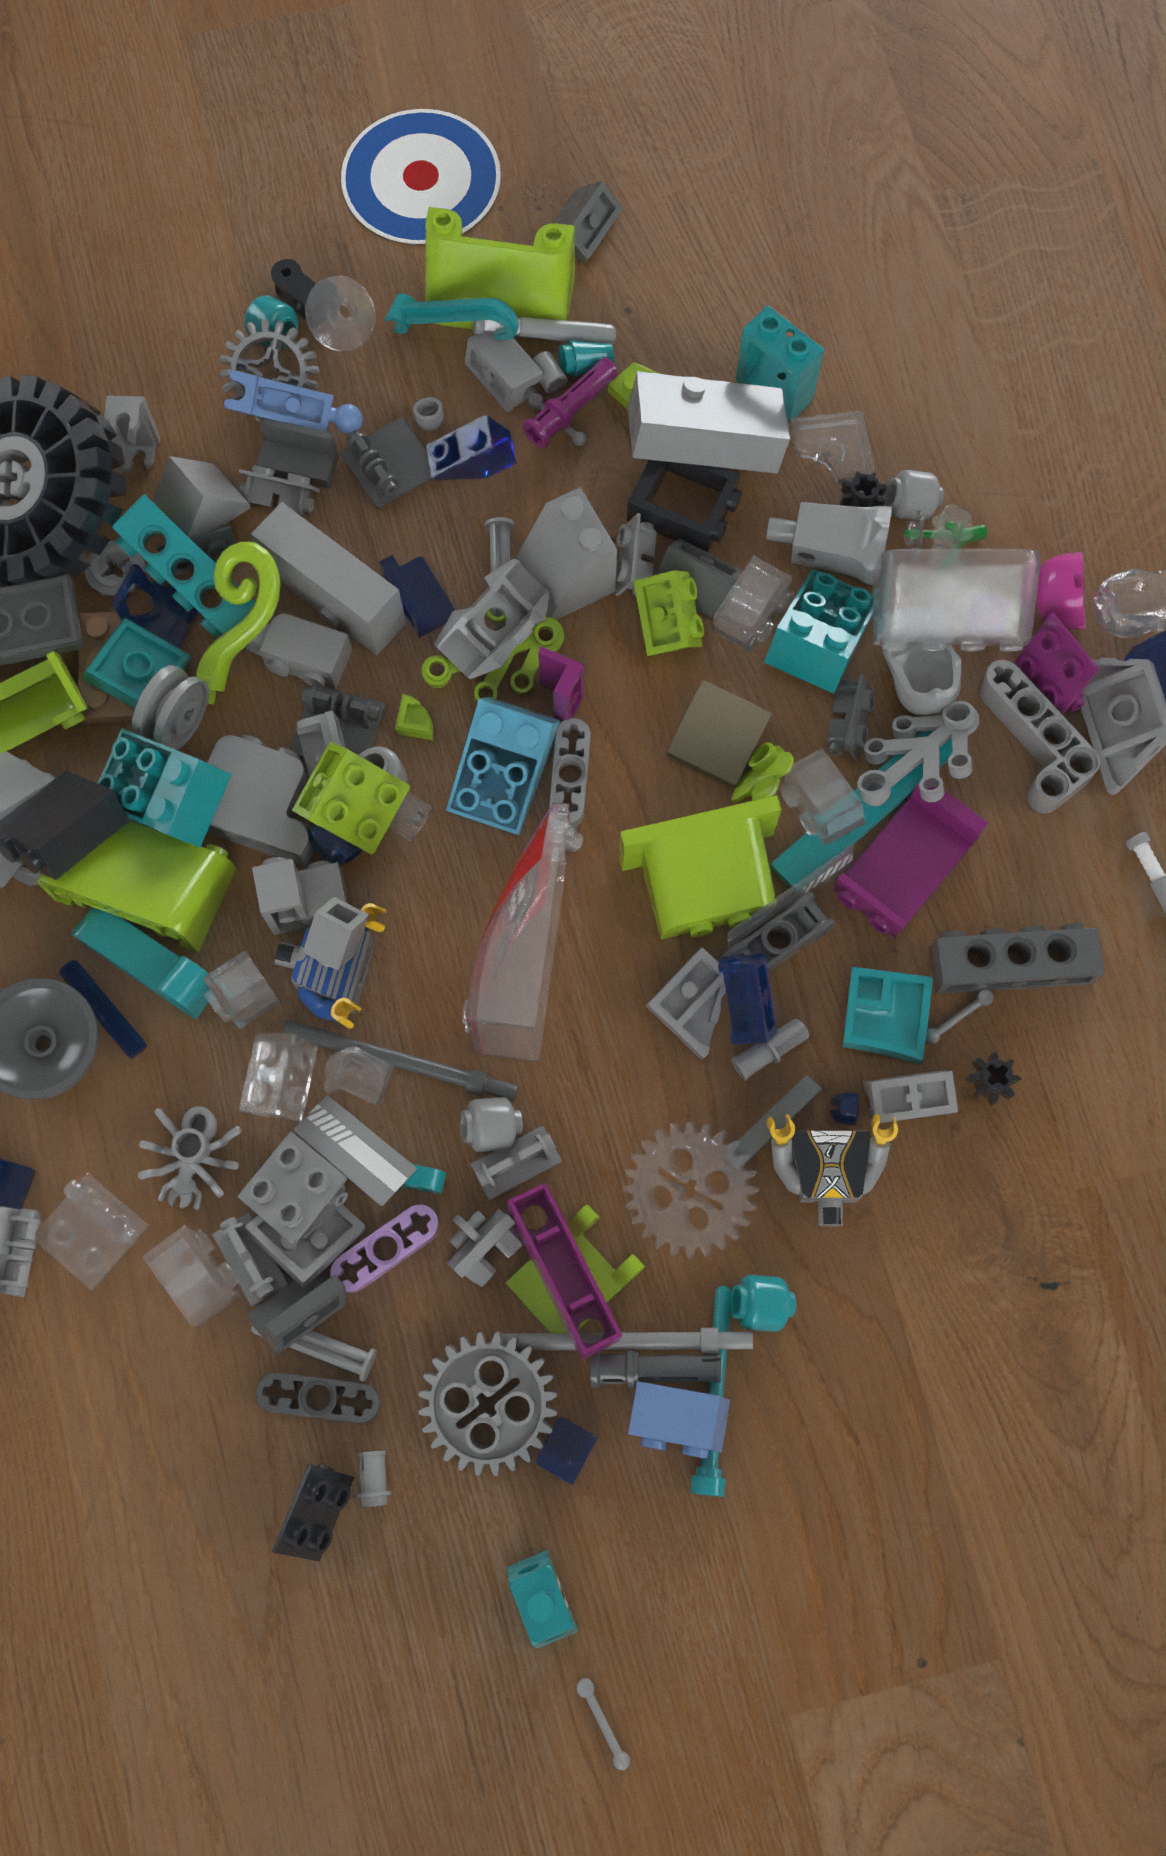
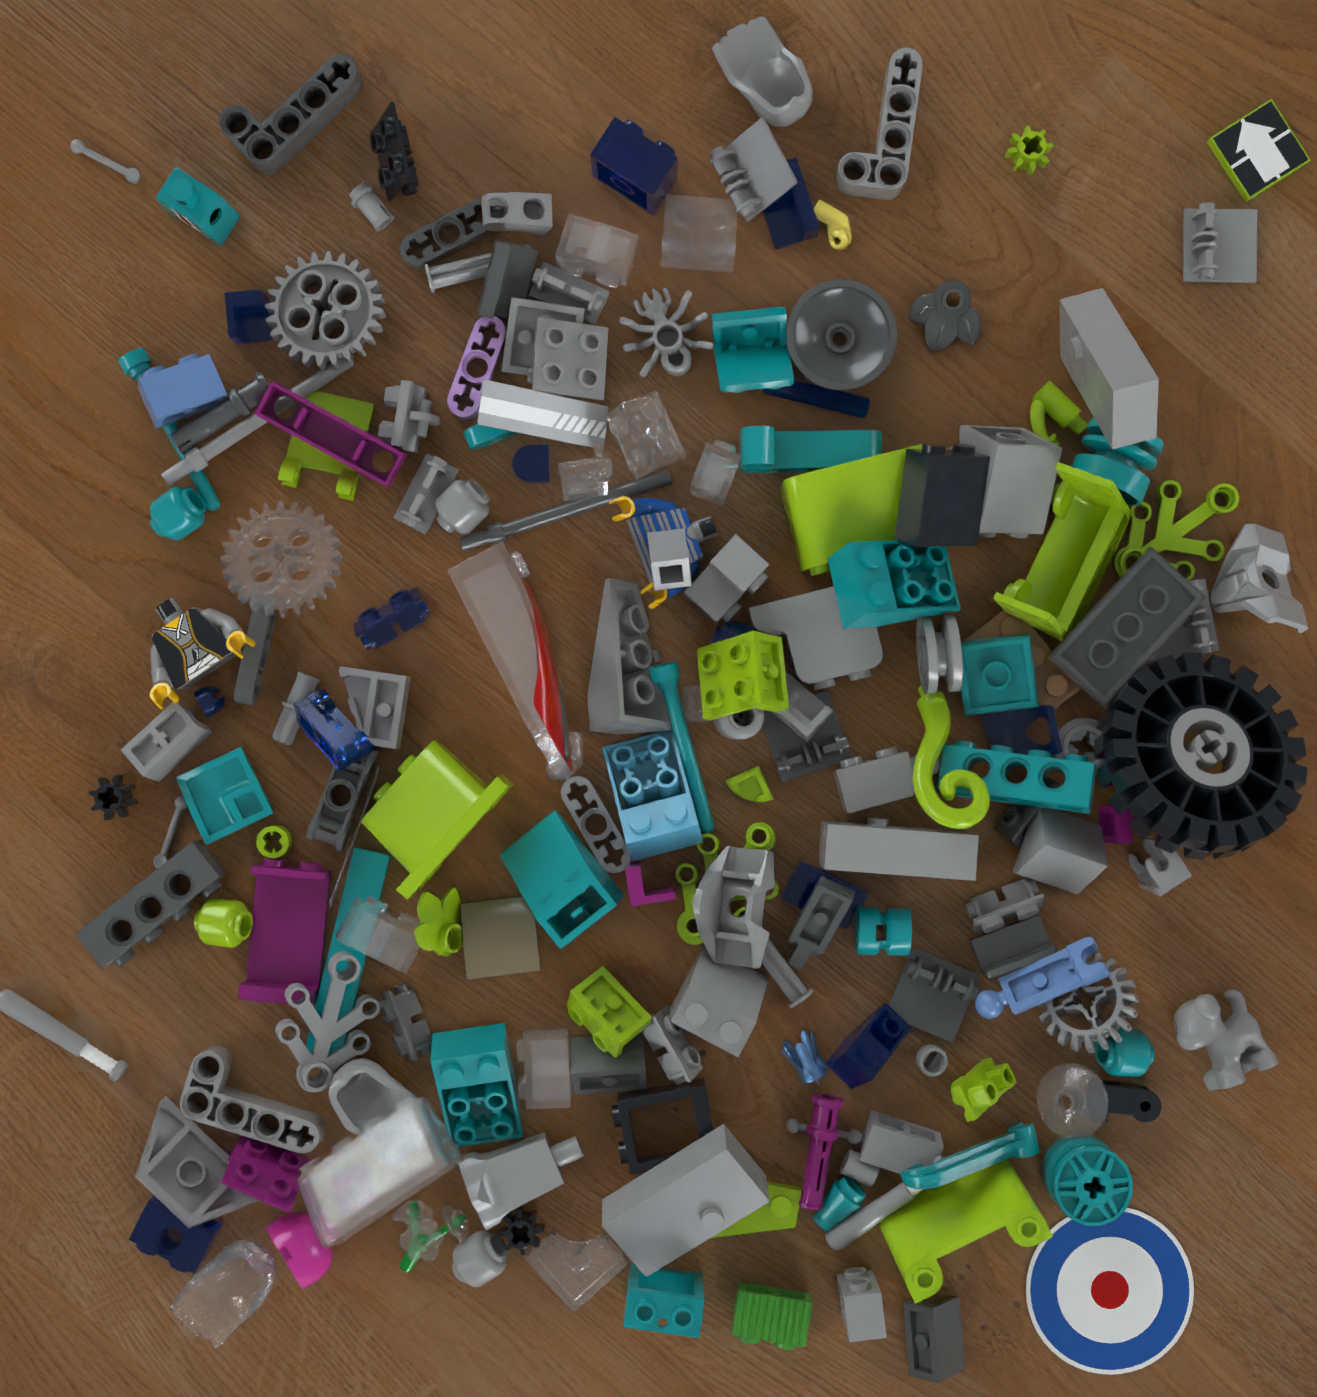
camera: 150 degrees right, 15 degrees up
(95, 1328) = (634, 165): none -> clear blue brick
(126, 1080) = (752, 349): none -> teal bracket
(138, 482) = (1115, 826): none -> magenta tile
(185, 282) = (1231, 1045): none -> light grey animal
(237, 1365) = (518, 212): none -> light grey leg
(374, 247) = (1077, 1161): none -> teal wheel
(375, 1631) = (294, 109): none -> dark grey beam
(387, 527) = (895, 931): none -> teal wheel
(399, 1123) = (532, 464): none -> clear blue tile
(404, 364) = (981, 1087): none -> lime hips
(417, 850) = (666, 678): none -> teal piece
(437, 566) = (818, 920): none -> dark grey hinge
(458, 870) = (620, 681): none -> light grey wedge
(531, 469) = (806, 1059): none -> flat silver piece
(621, 267) = (861, 1305): none -> light grey brick
(632, 740) = (560, 879): none -> teal slope
(645, 1074) = (378, 623): none -> clear blue hinge
(700, 311) = (771, 1315): none -> bright green brick
(874, 933) = (262, 842): none -> lime bush
(960, 902) = (223, 922): none -> lime head

